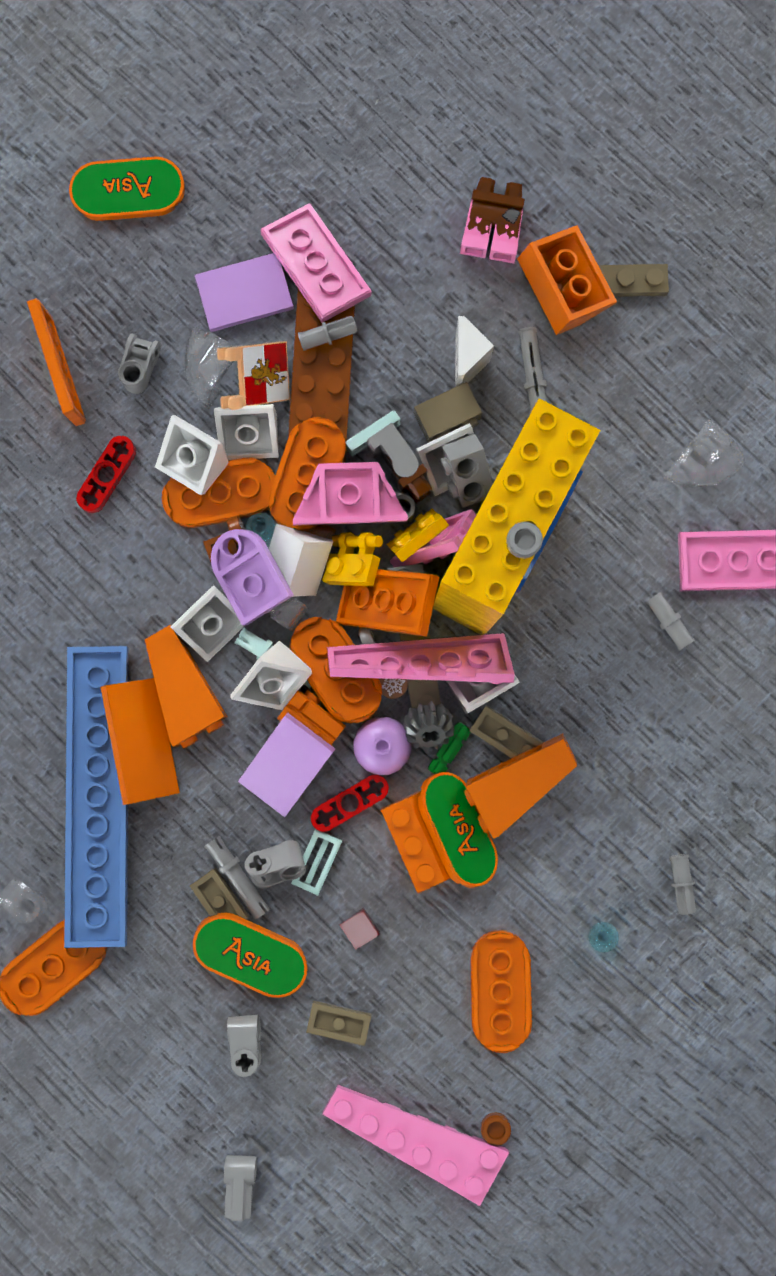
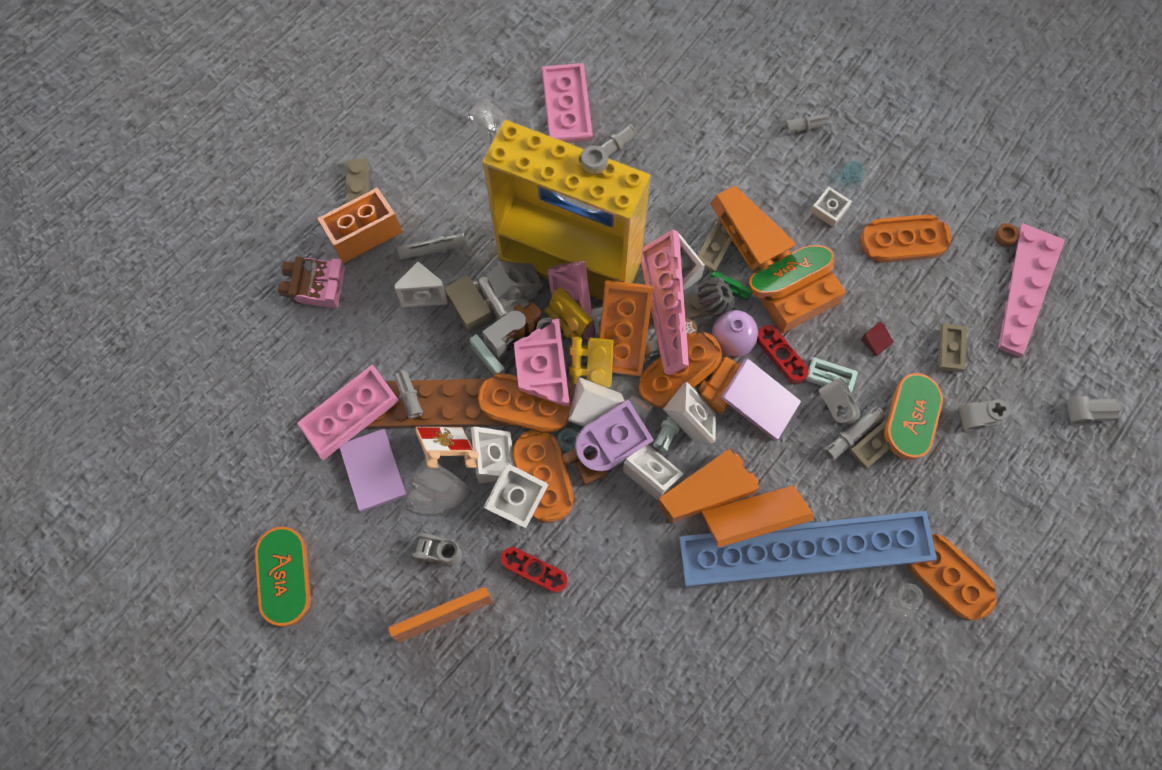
camera: 95 degrees left, 15 degrees down
(553, 898) = (831, 206): none -> white piece

